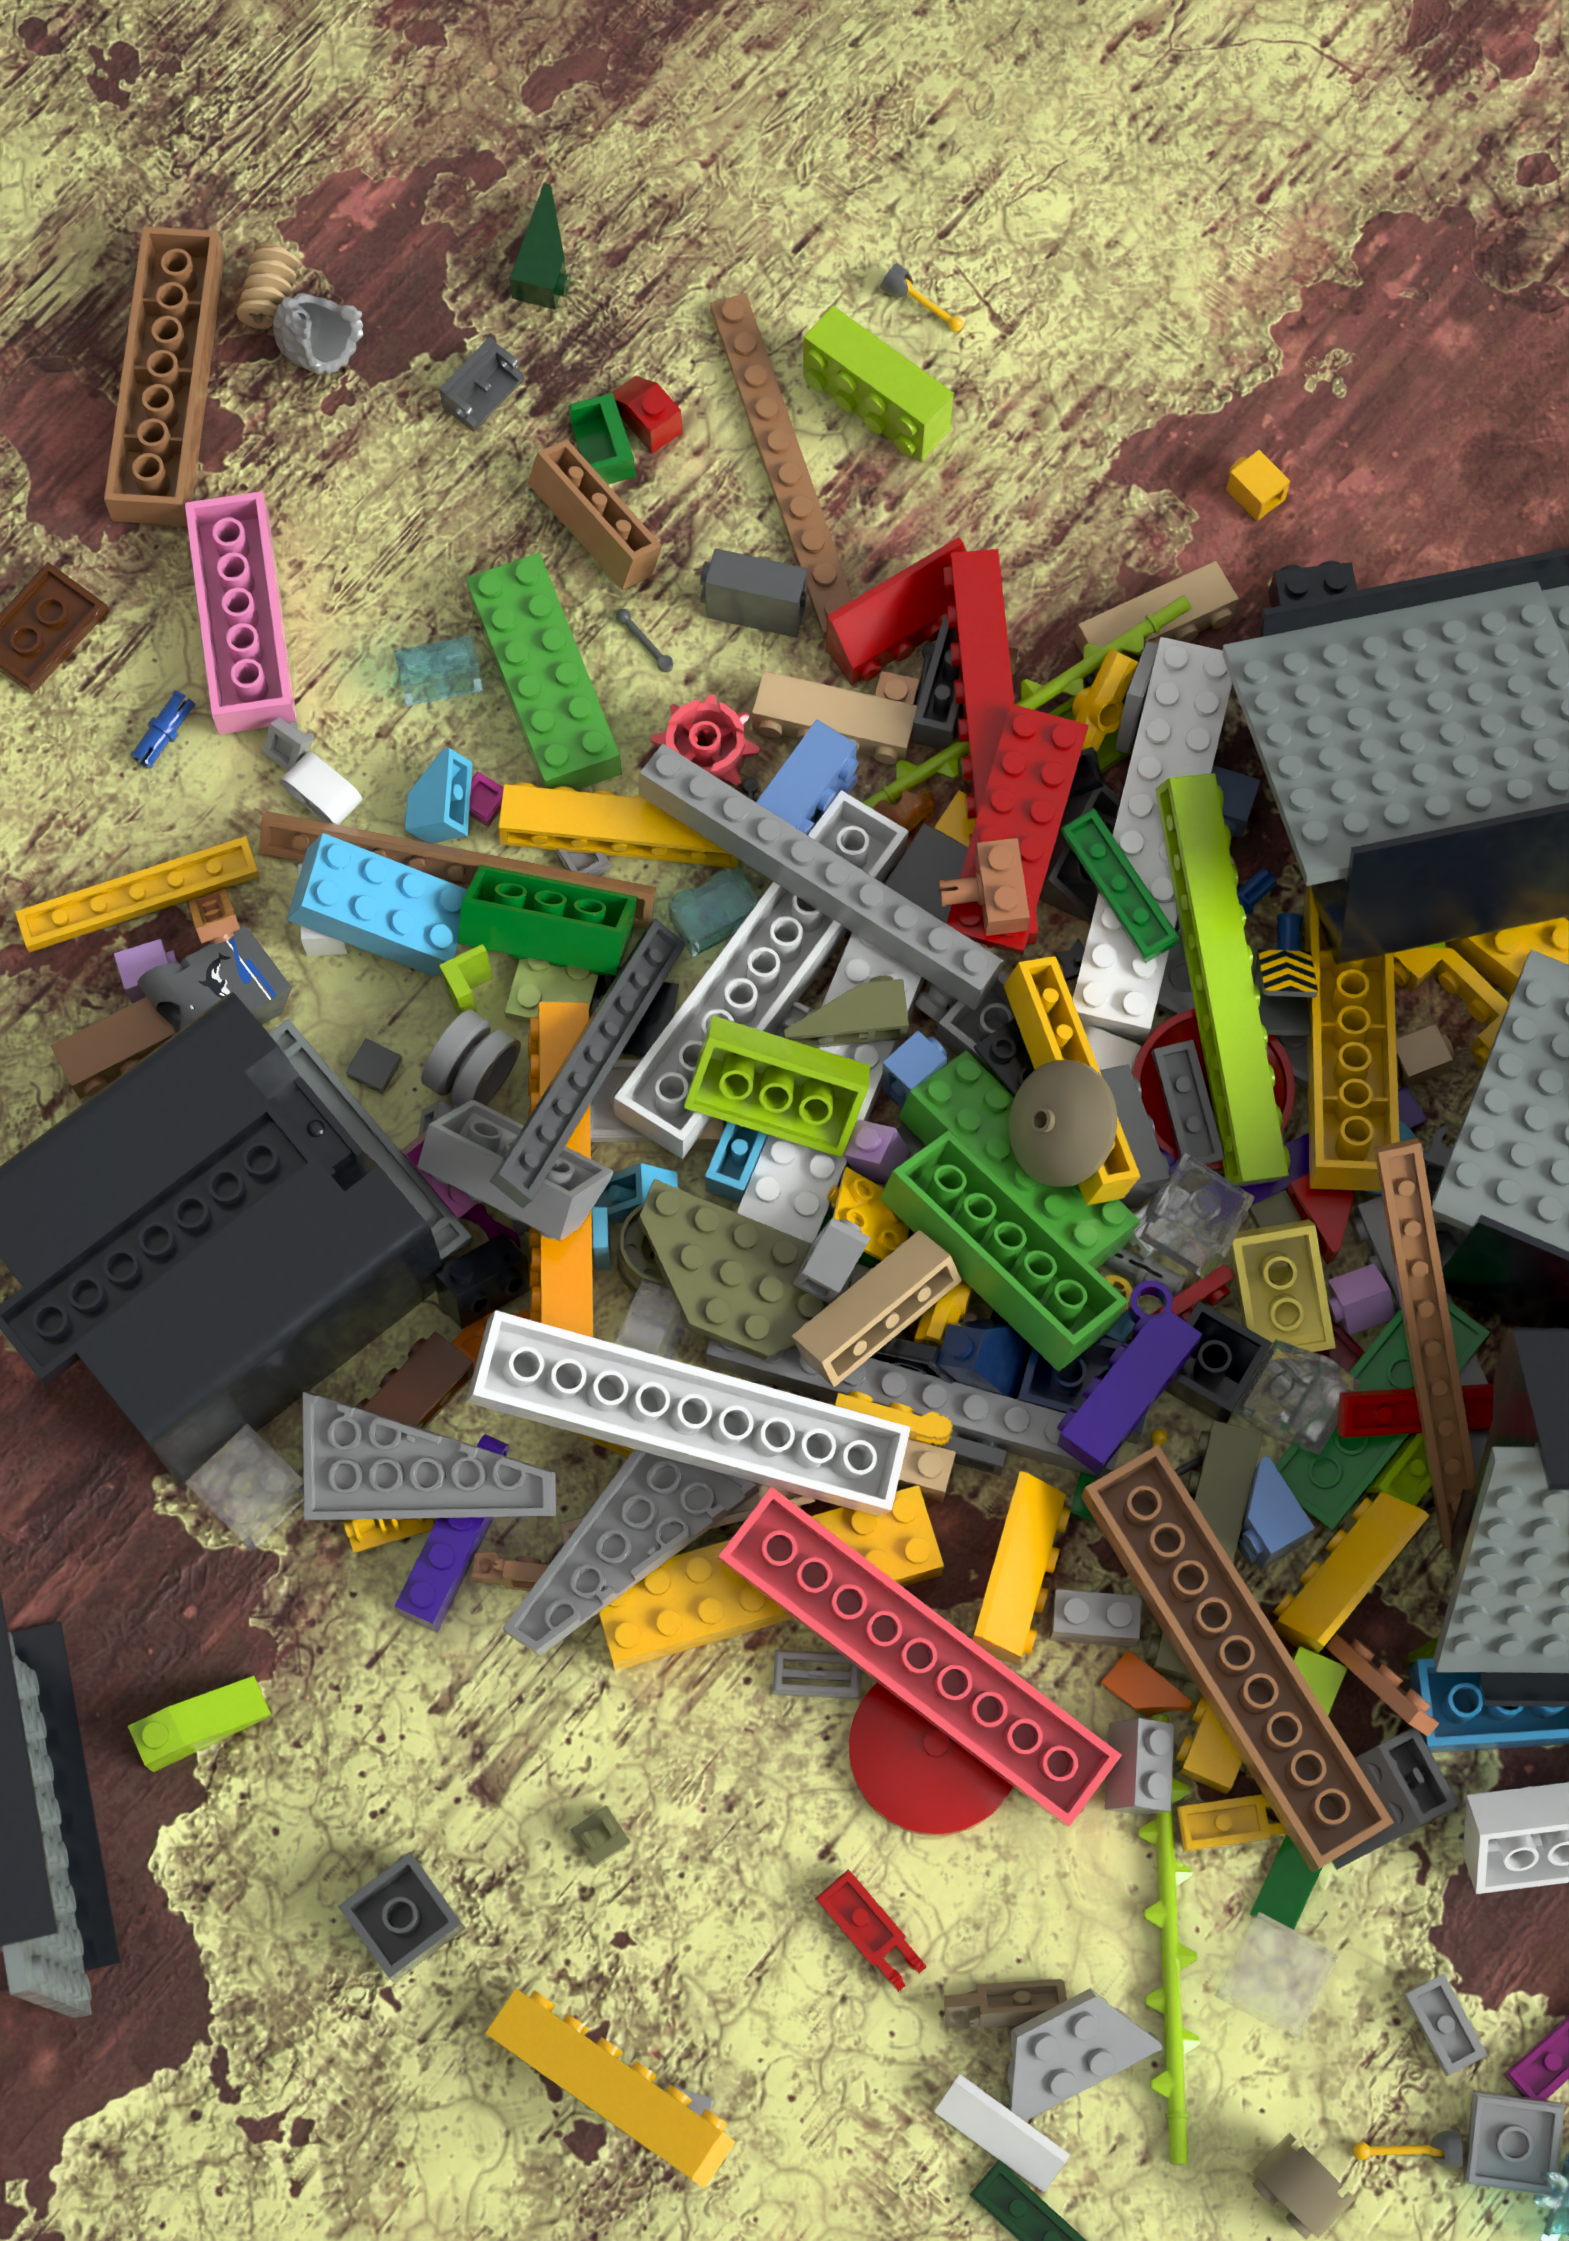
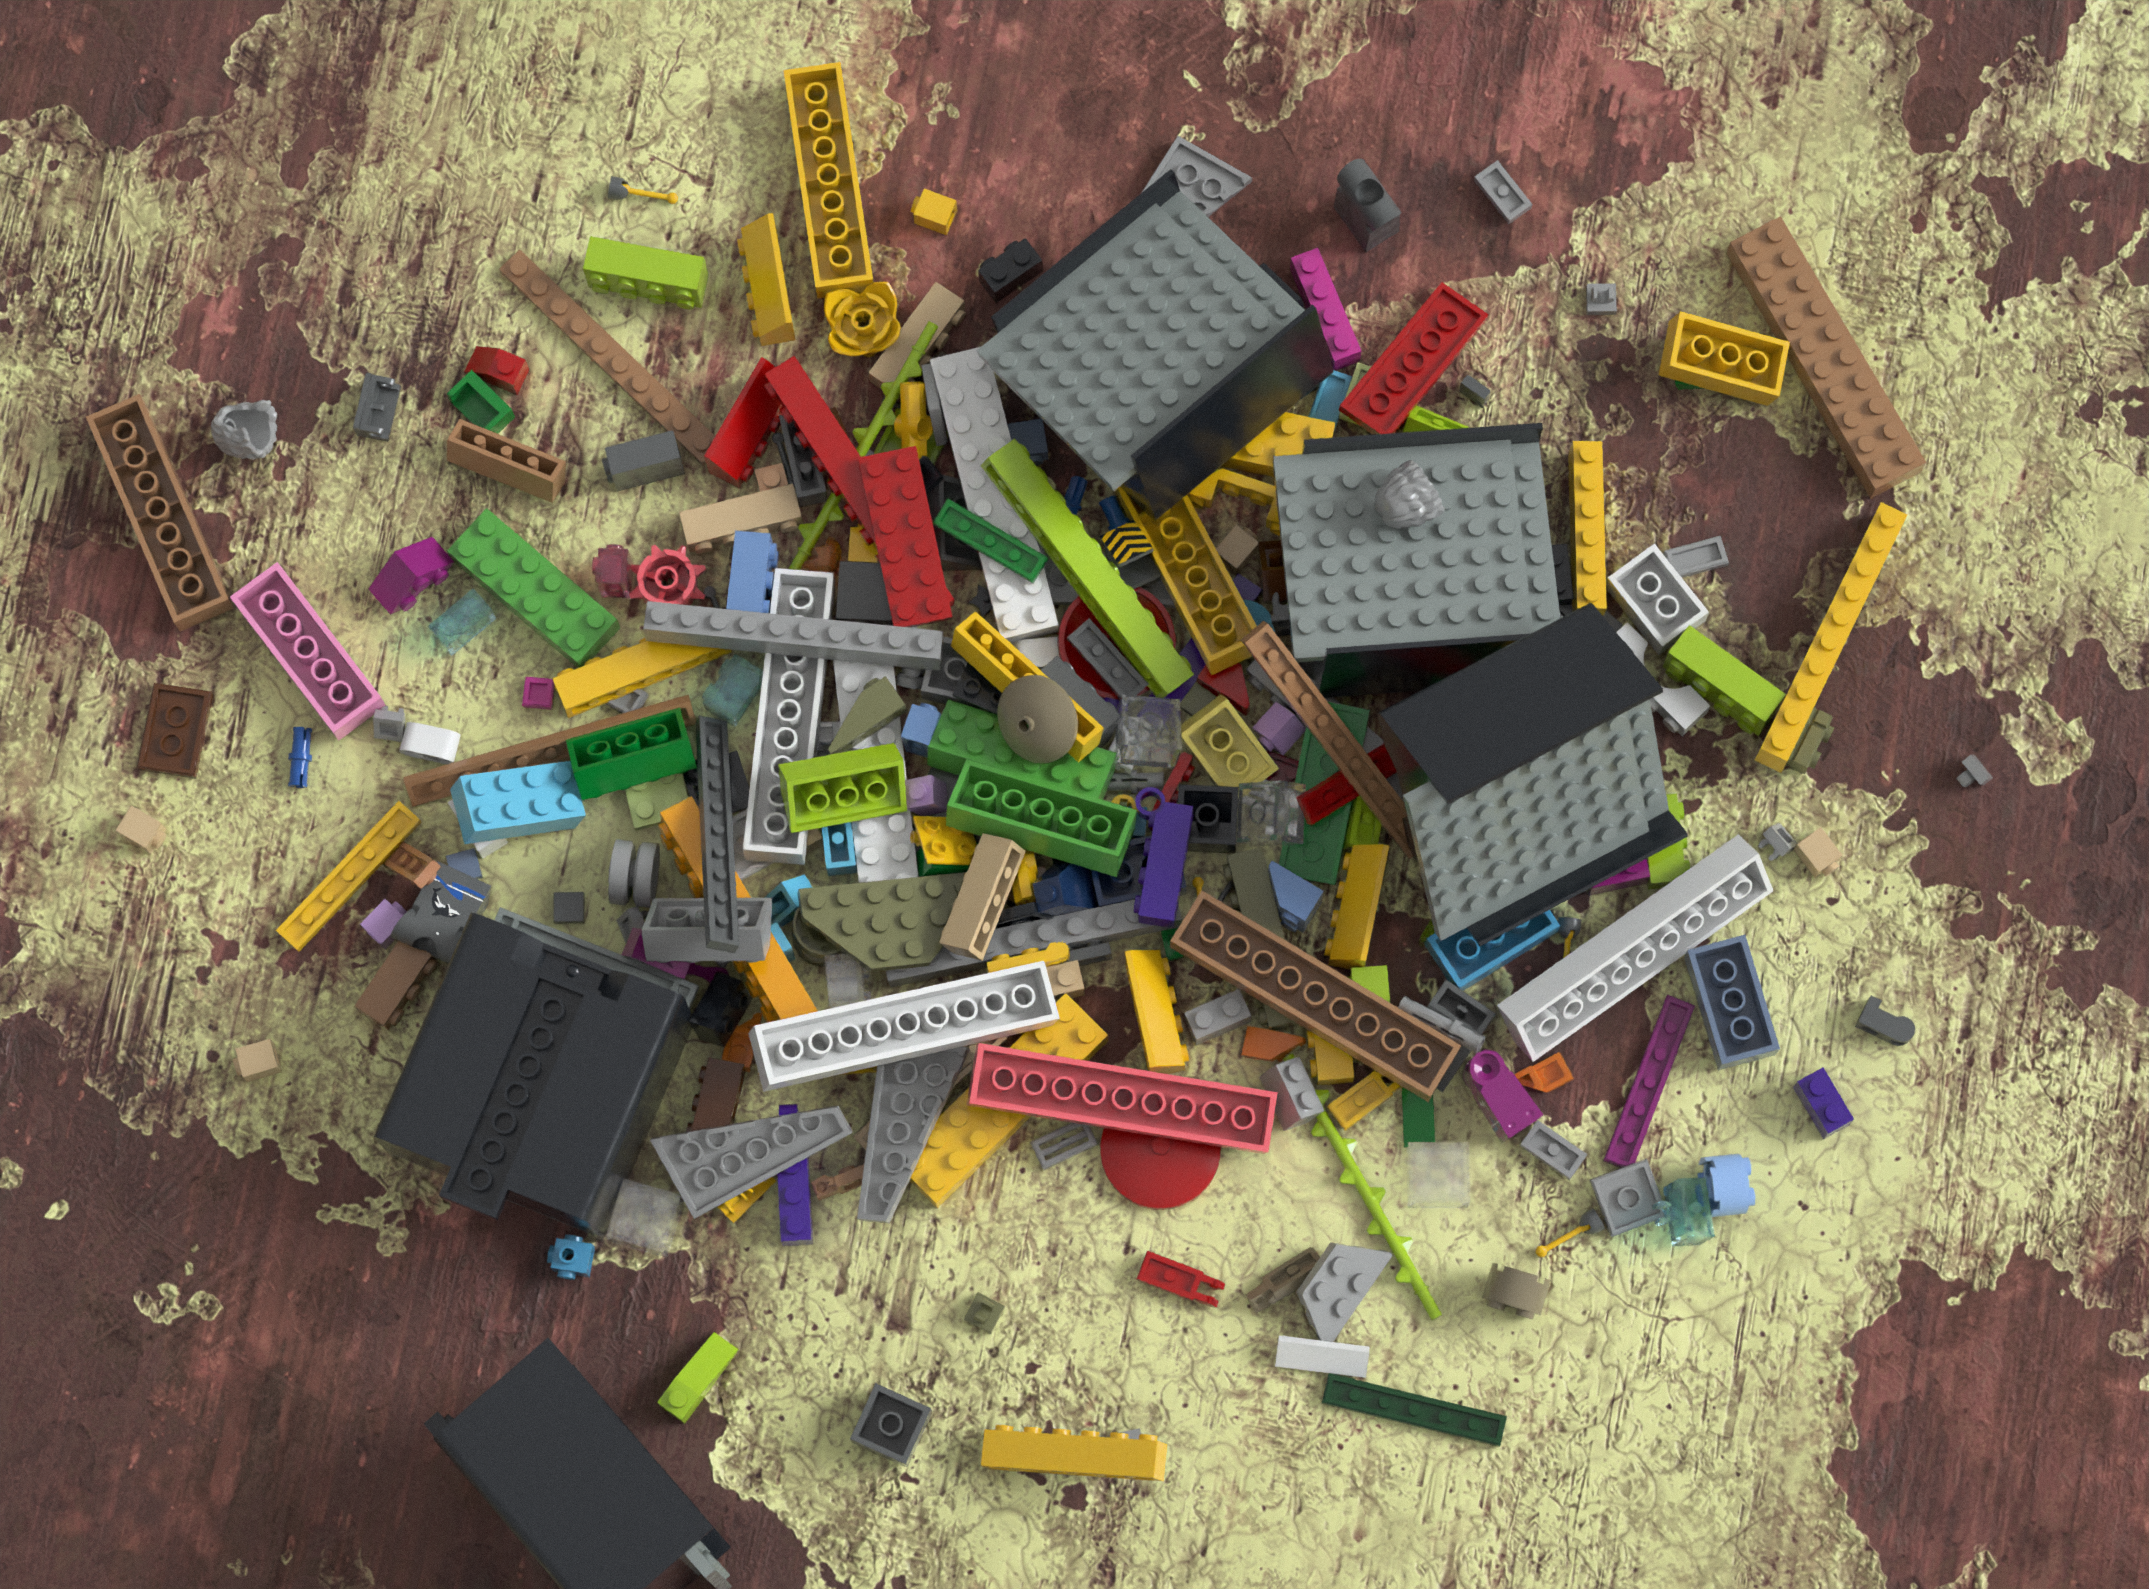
camera: 25 degrees left, 5 degrees up
(131, 1487) = (578, 1265): none -> dark azure brick
(266, 284) = (190, 412): tan piece -> none
(283, 950) = (466, 862): none -> sand blue tile
(409, 580) = (409, 573): none -> magenta brick
(441, 799) = (514, 709): medium azure slope -> none
(464, 974) = (595, 826): lime panel -> none
(540, 266) = (369, 299): dark green slope -> none
(646, 699) = (613, 571): none -> clear pink brick
(665, 662) = (607, 537): dark grey hinge -> none
(831, 1259) = (938, 881): light grey slope -> none
(996, 887) = (914, 587): nougat brick -> none
(1014, 465) = (767, 282): none -> yellow slope
(1092, 544) = (845, 311): none -> yellow brick
(1149, 388) = (828, 178): none -> yellow brick
(1384, 1683) = (1413, 963): nougat plate -> none
(1385, 1786) = (1447, 1027): none -> light grey pin
(1411, 1914) = (1499, 1094): none -> magenta piece
(1451, 1103) = (1272, 570): none -> reddish brown slope
(1482, 1919) = (1546, 1074): none -> orange slope

